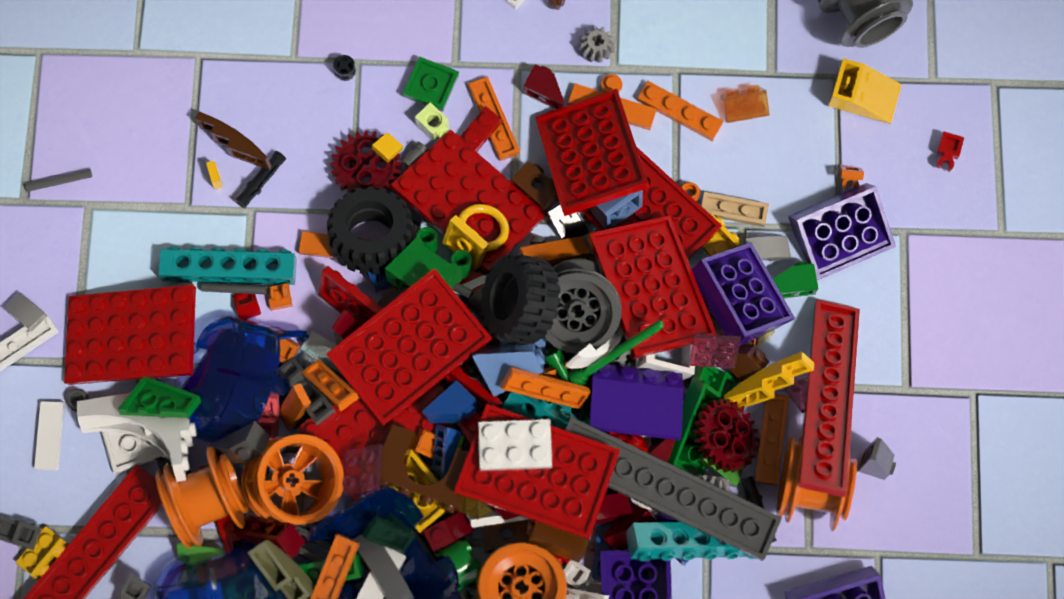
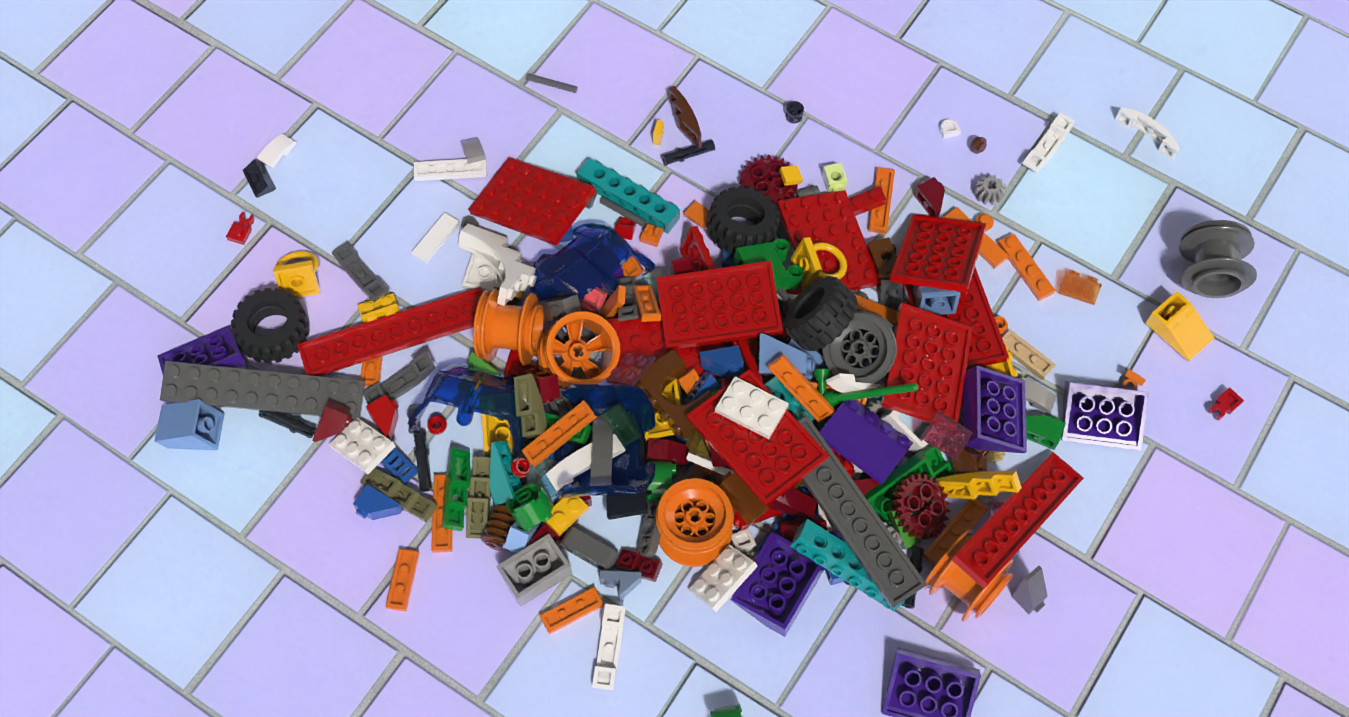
camera: 35 degrees right, 10 degrees down
(159, 400) = (522, 248): green wing -> none
(431, 83) = (850, 152): green plate -> none

